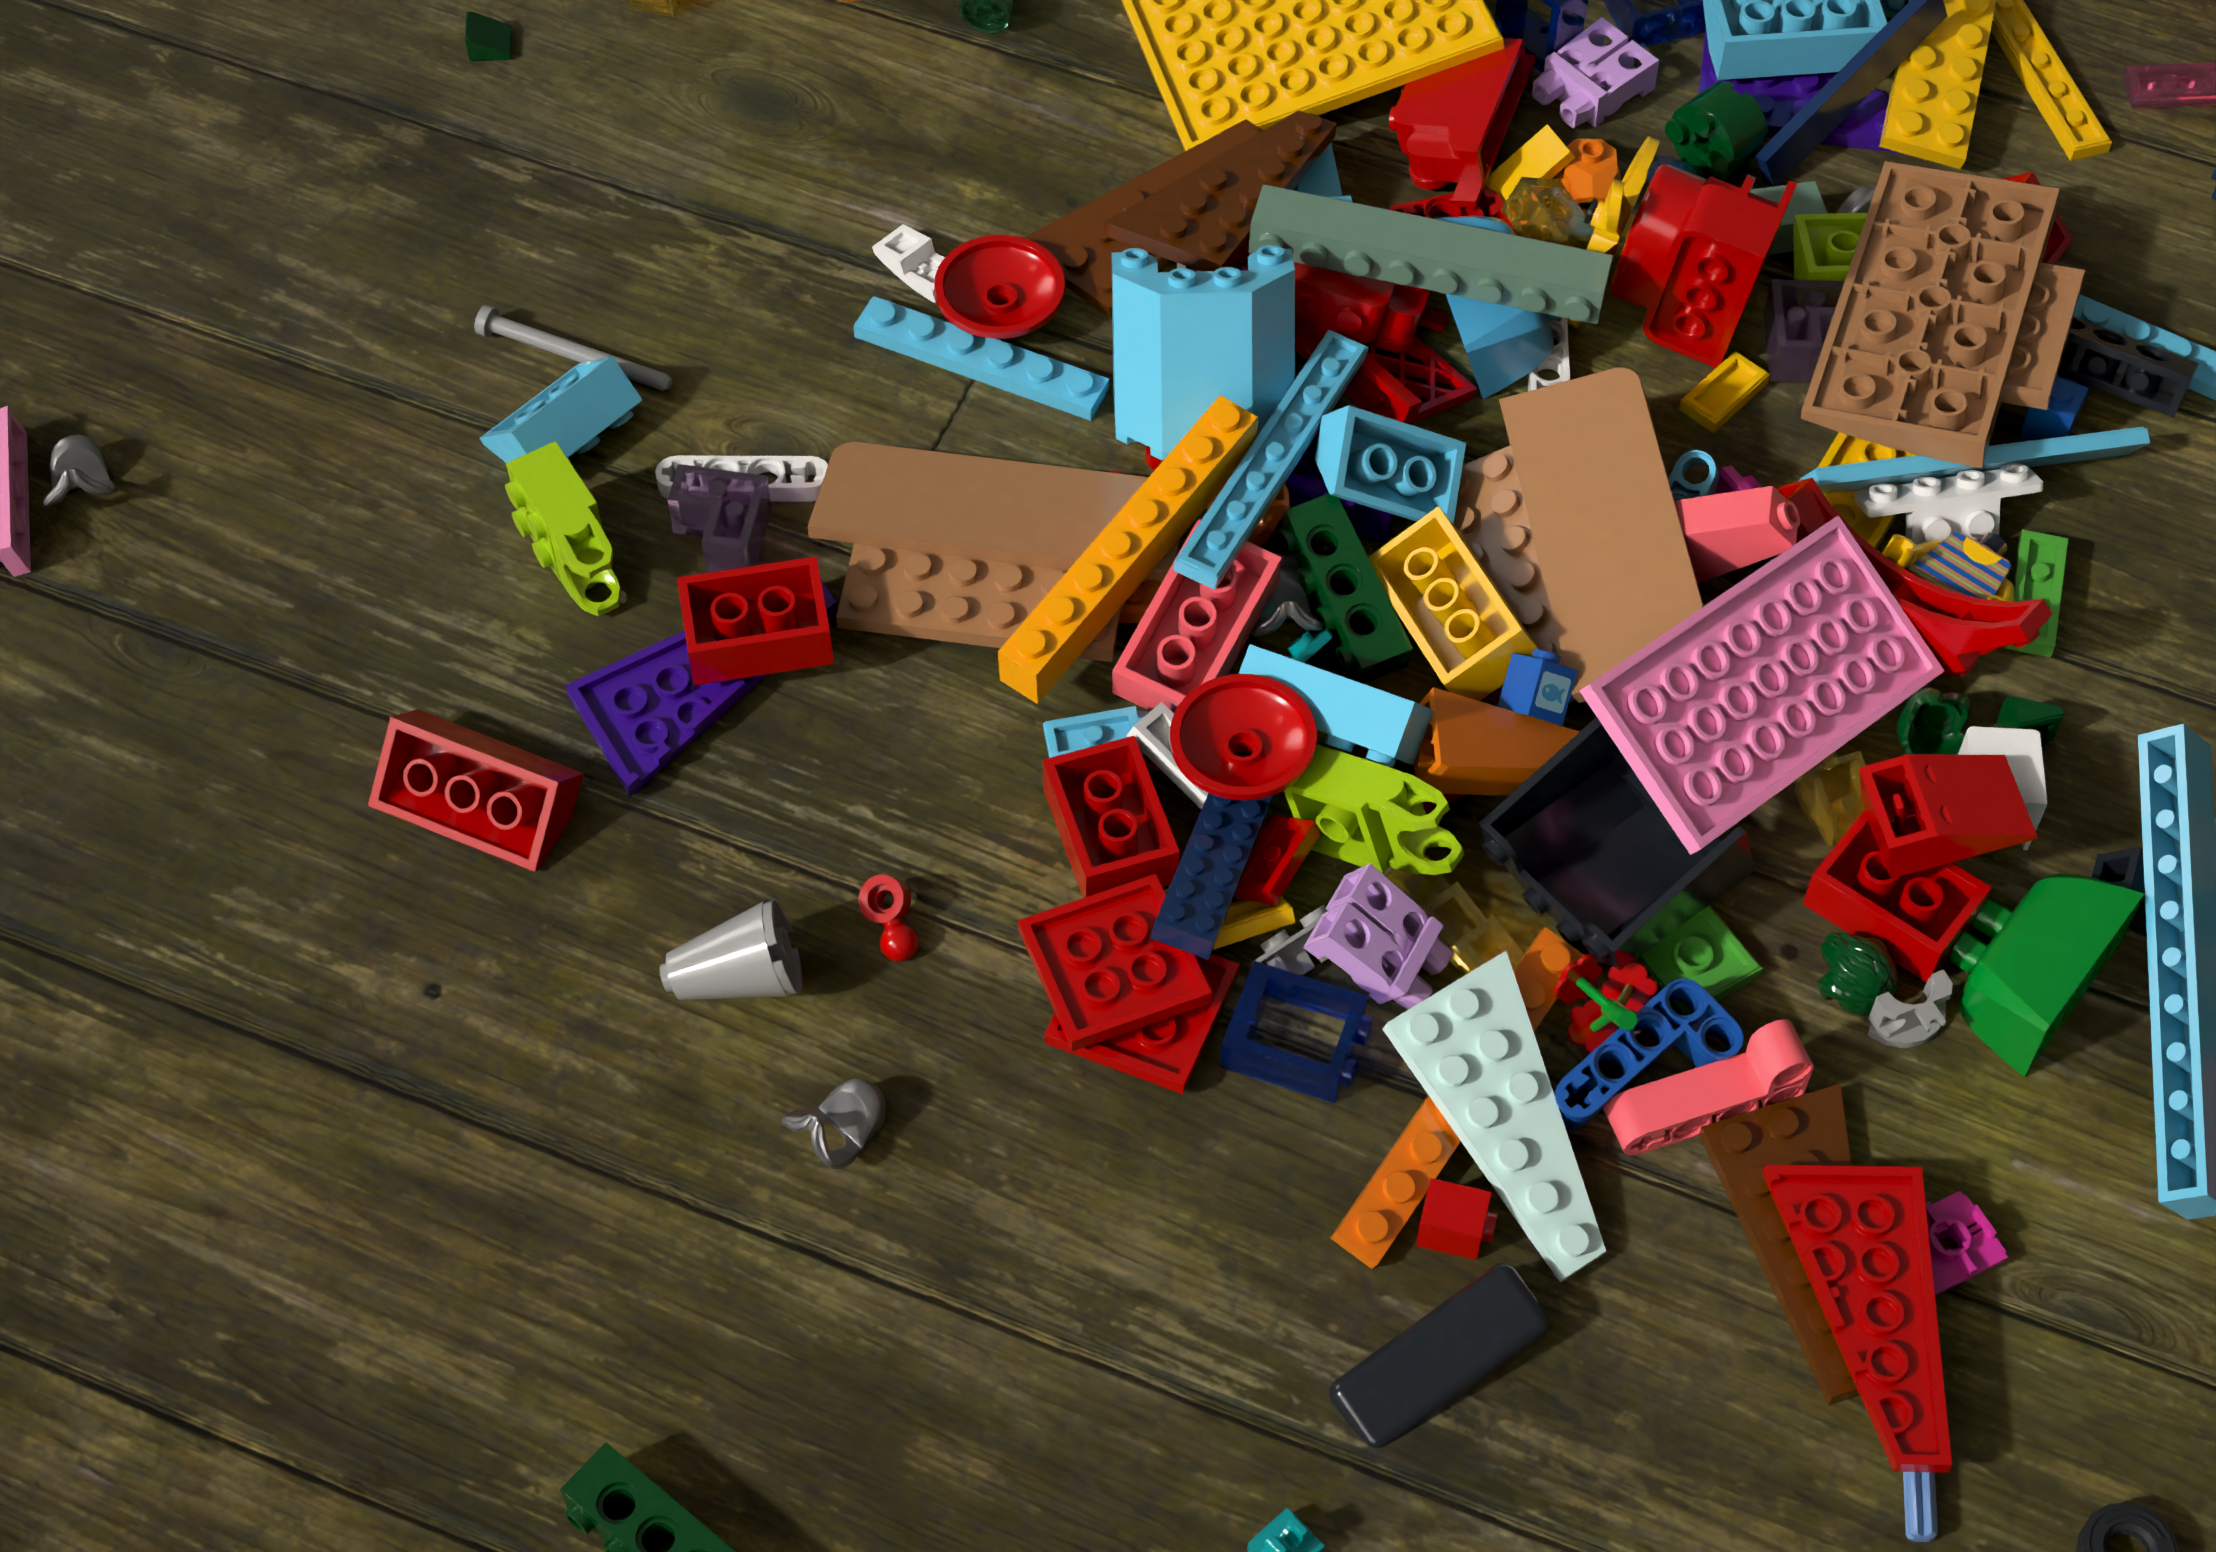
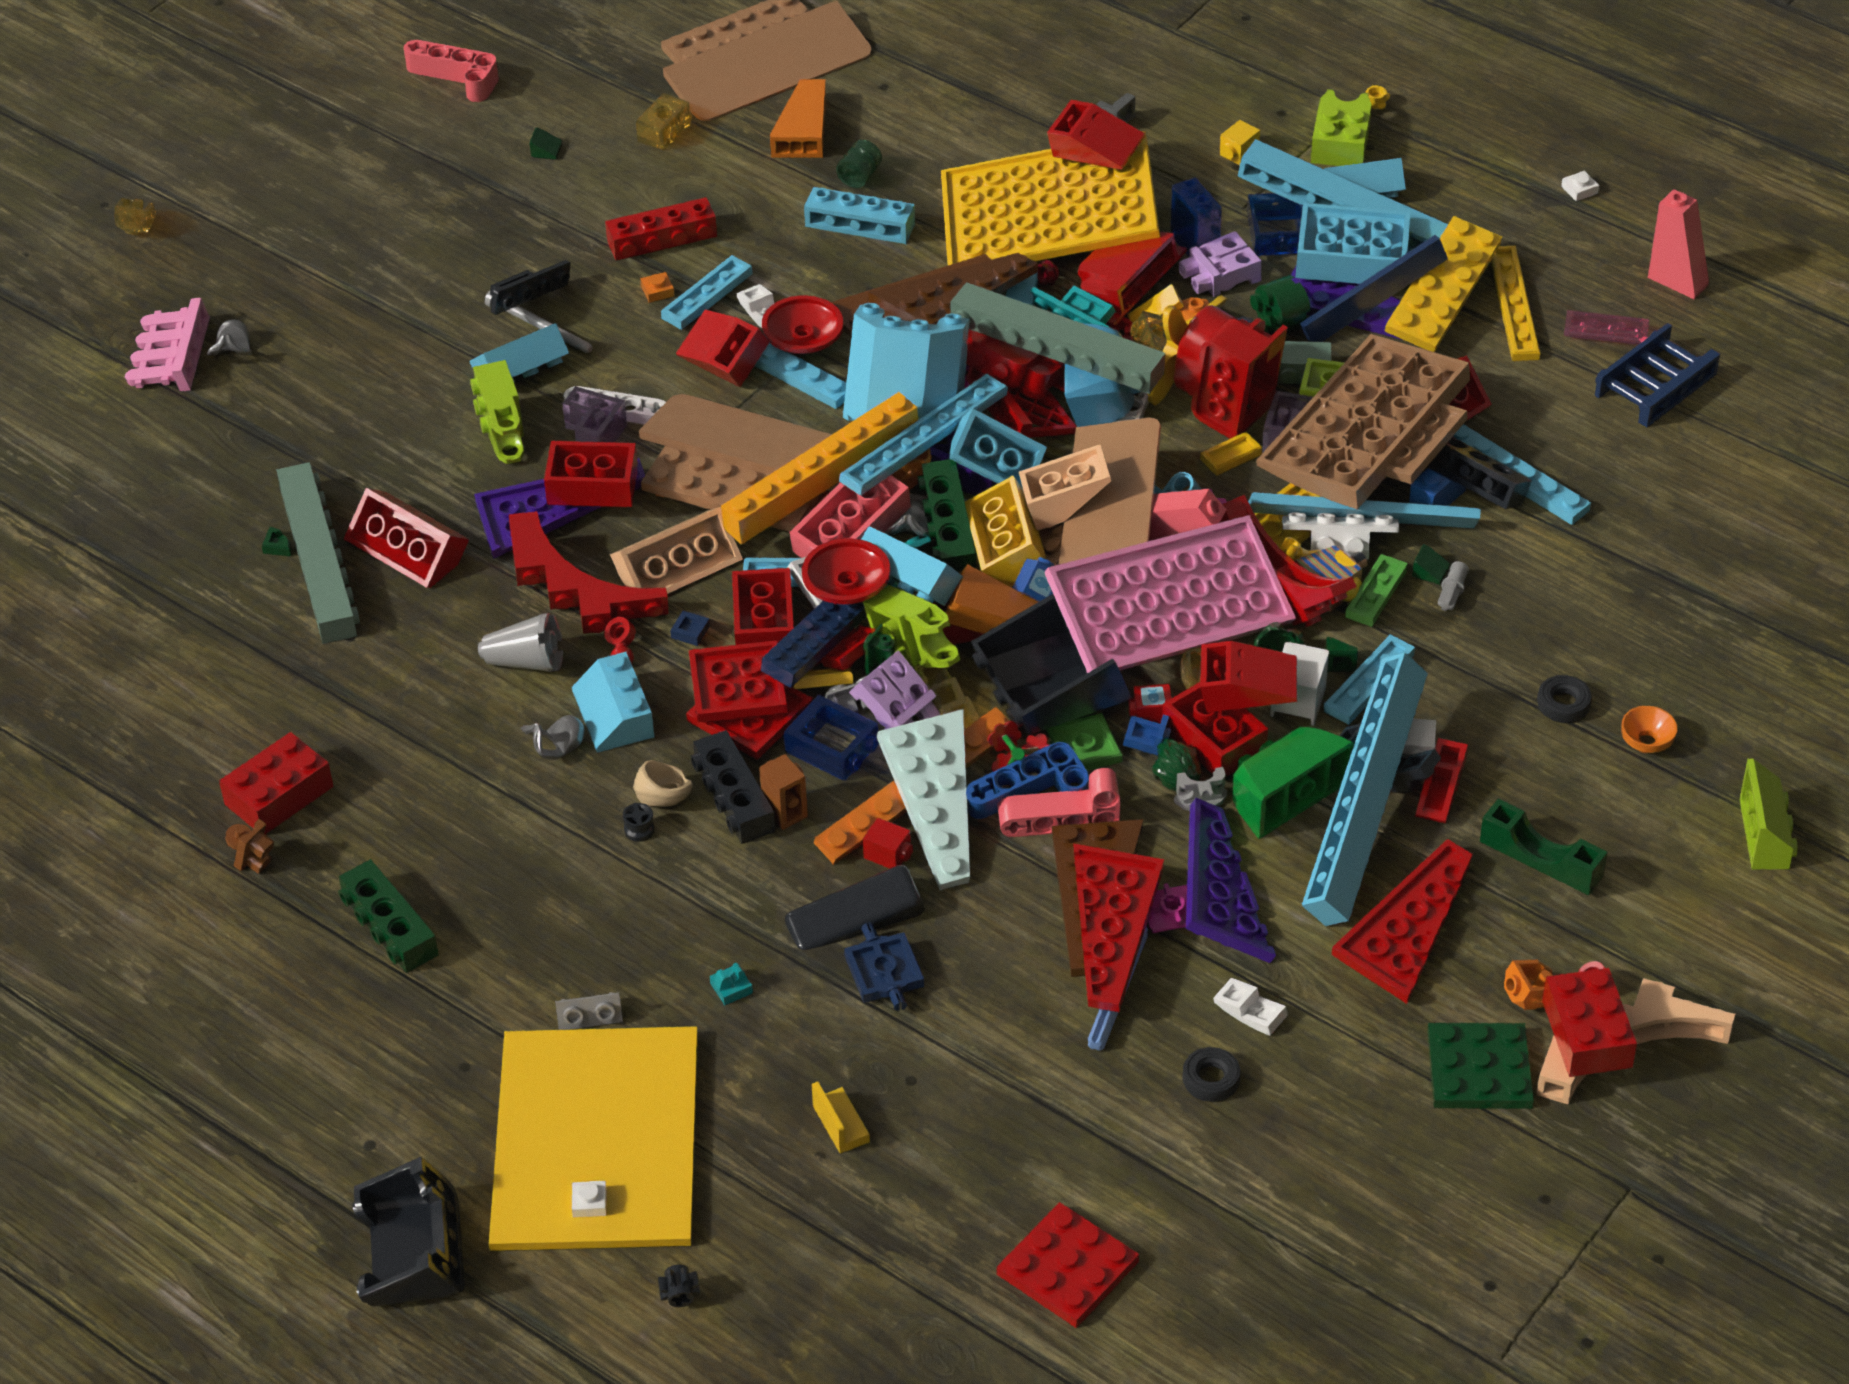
camera: 15 degrees right, 10 degrees down
(257, 835) = (276, 543): none -> dark green tile
(335, 847) = (317, 553): none -> sand green brick
(389, 1458) = (250, 846): none -> dark orange hips
(393, 1315) = (276, 782): none -> red brick
(537, 293) = (528, 286): none -> black bracket
(731, 151) = (661, 228): none -> red brick
(742, 255) = (657, 287): none -> orange plate
(773, 832) = (569, 587): none -> red arch
(824, 253) = (706, 292): none -> medium azure plate
(885, 345) = (724, 346): none -> red slope
(917, 1038) = (613, 703): none -> medium azure slope
(931, 738) = (678, 554): none -> light nougat slope
(995, 868) = (690, 628): none -> dark blue plate
(1019, 80) = (859, 215): none -> medium azure brick
(1033, 1248) = (638, 822): none -> black wheel
(1050, 1182) = (661, 784): none -> tan hair
(1127, 1096) = (733, 787): none -> black brick
(1260, 1158) = (785, 790): none -> dark orange brick
(1327, 863) = (877, 649): none -> dark green hinge
(1345, 130) = (1047, 273): none -> dark red plate
(1413, 186) = (1075, 305): none -> teal bracket
(1530, 1461) = (884, 967): none -> dark blue plate
(1531, 512) = (1064, 485): none -> light nougat slope
(1781, 870) = (1148, 701): none -> red brick
(1791, 924) = (1146, 735): none -> blue bracket
(2013, 1193) = (1217, 891): none -> dark purple wing
(2087, 754) = (1356, 690): none -> medium azure plate
(2096, 534) = (1429, 565): none -> dark green slope
(2136, 1407) = (1245, 1005): none -> white slope
(2145, 563) = (1453, 585): none -> light grey axle

